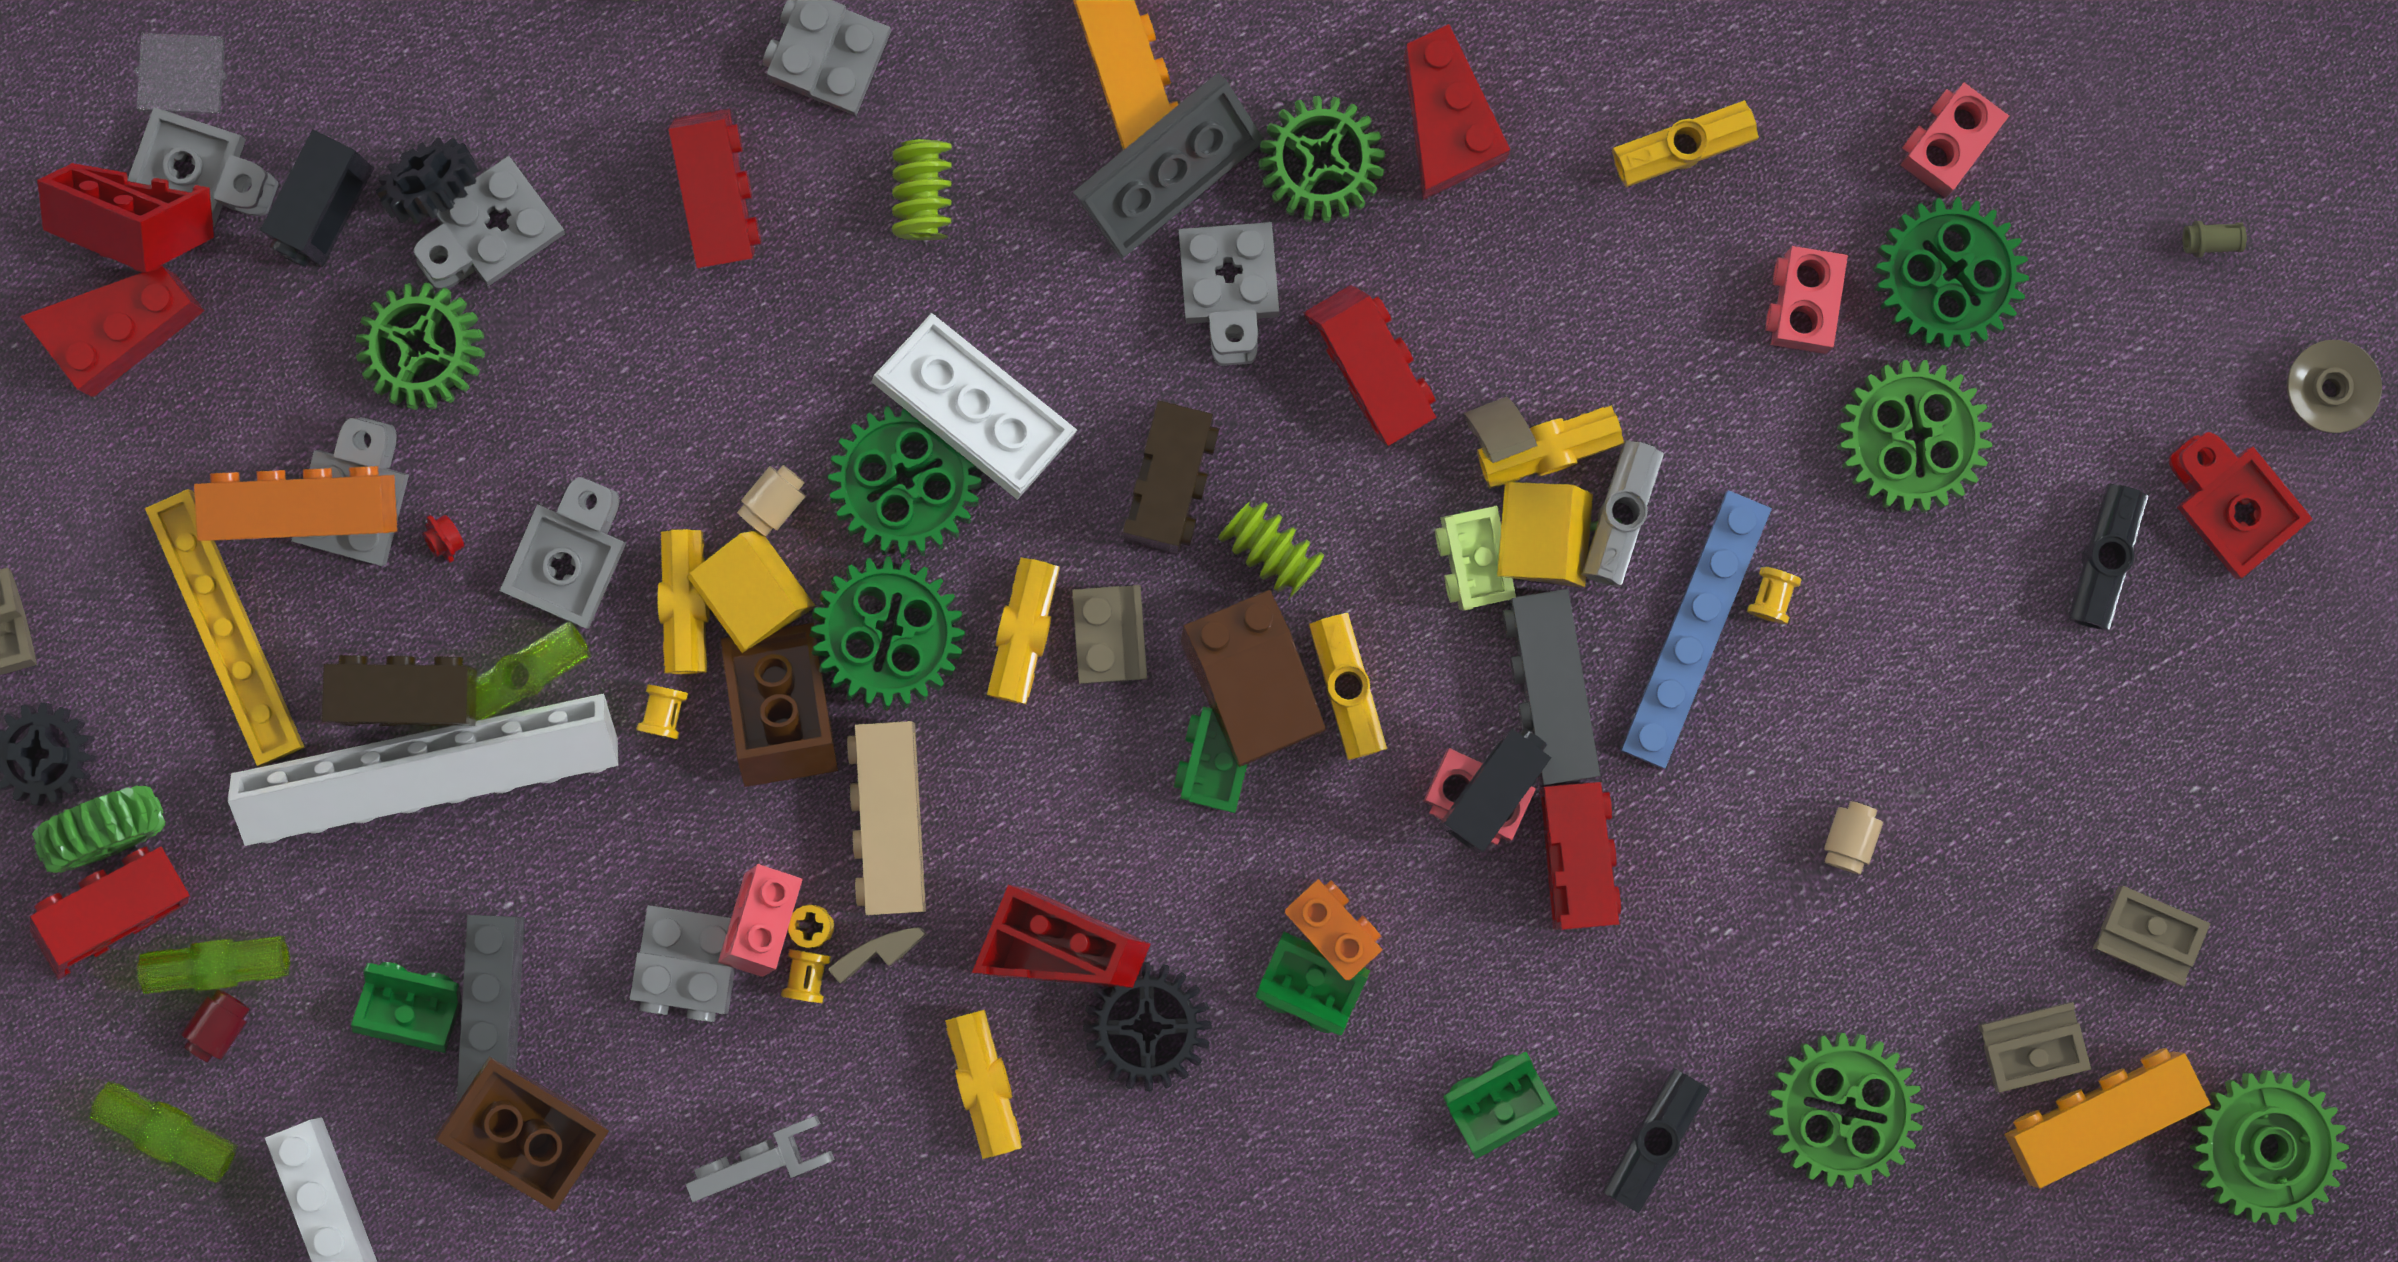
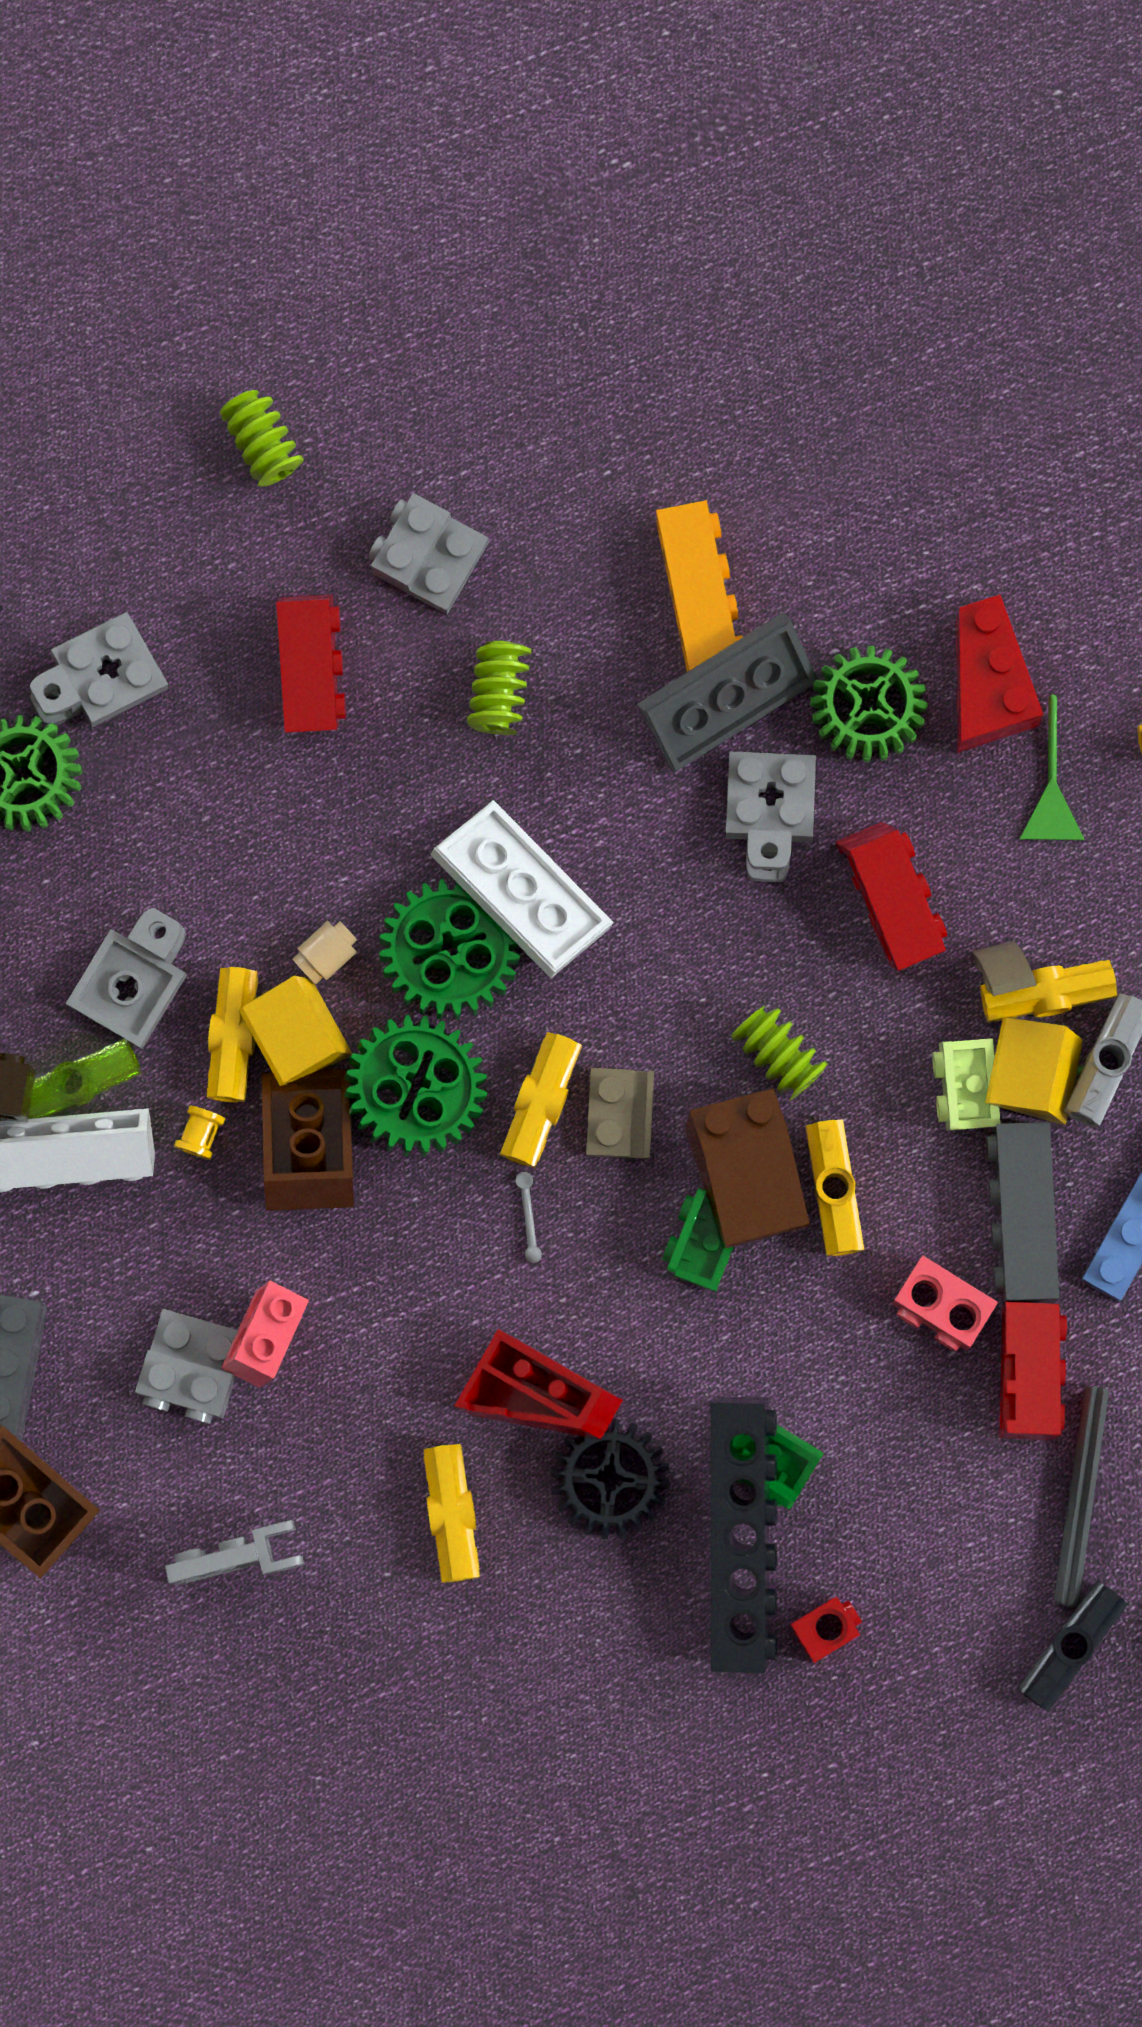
camera: 15 degrees right, 5 degrees down
(427, 180) = (50, 624): black gear -> none
(442, 537) = (20, 948): red plate -> none
(800, 936) = (304, 1334): yellow bush -> none
(811, 990) = (289, 1399): yellow bush -> none
(888, 818) = (395, 1256): tan brick -> none
(889, 947) = (382, 1375): dark tan slope -> none
(1016, 720) = (524, 1182): none -> light grey hinge
(1170, 478) = (694, 977): dark brown wedge -> none
(1297, 1190) = (729, 1647): none -> black brick
(1333, 930) = (798, 1415): orange bracket -> none
(1373, 1155) = (806, 1633): none -> red brick
(1496, 789) = (960, 1295): black window -> none
(1499, 1104) = (929, 1593): green bracket -> none
(1532, 256) = (1052, 815): none -> bright green piece
(1647, 980) = (1081, 1496): none -> dark grey axle

